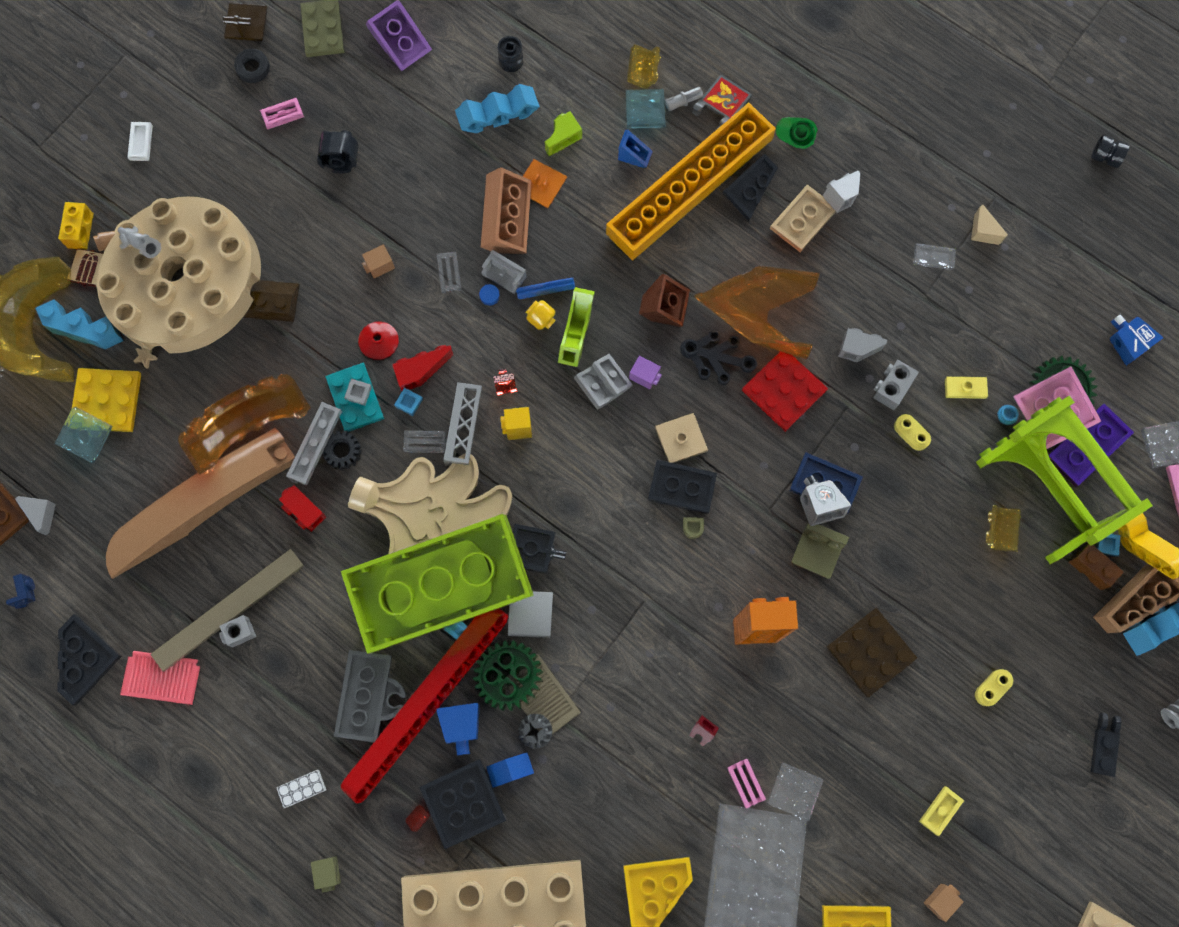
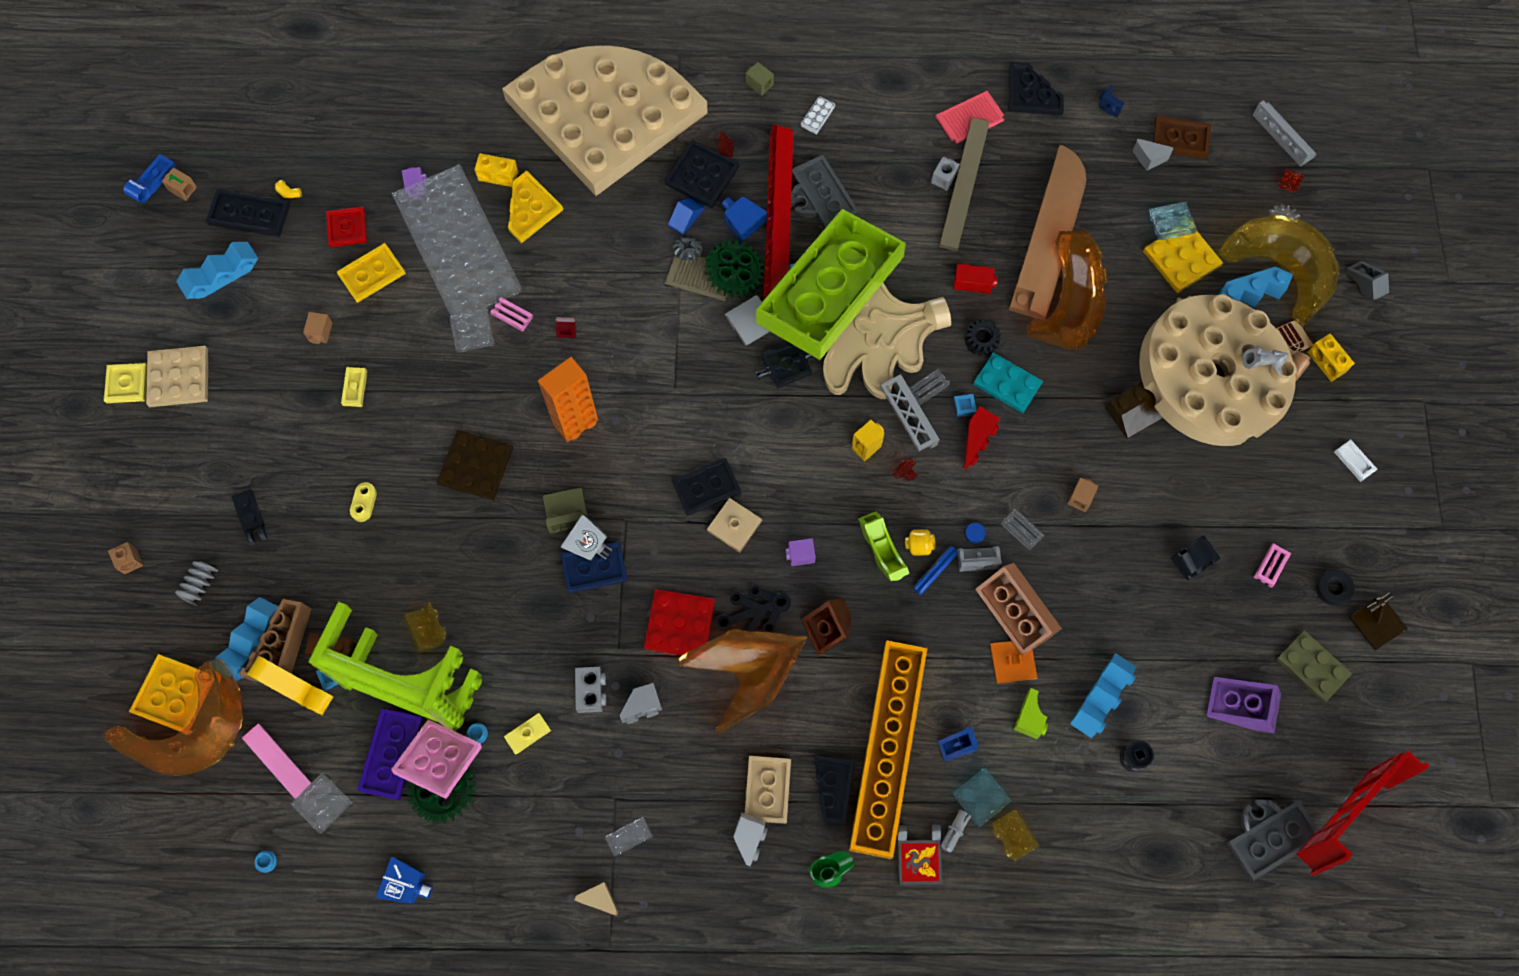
camera: 145 degrees right, 5 degrees down
(313, 444) = (1005, 324): light grey fence -> none
(358, 392) = (1006, 380): light grey plate -> none
(378, 349) = (1027, 446): red dish -> none
(603, 381) = (830, 527): light grey slope -> none
(693, 527) = (676, 464): olive tile -> none
(911, 433) = (549, 661): light yellow plate -> none

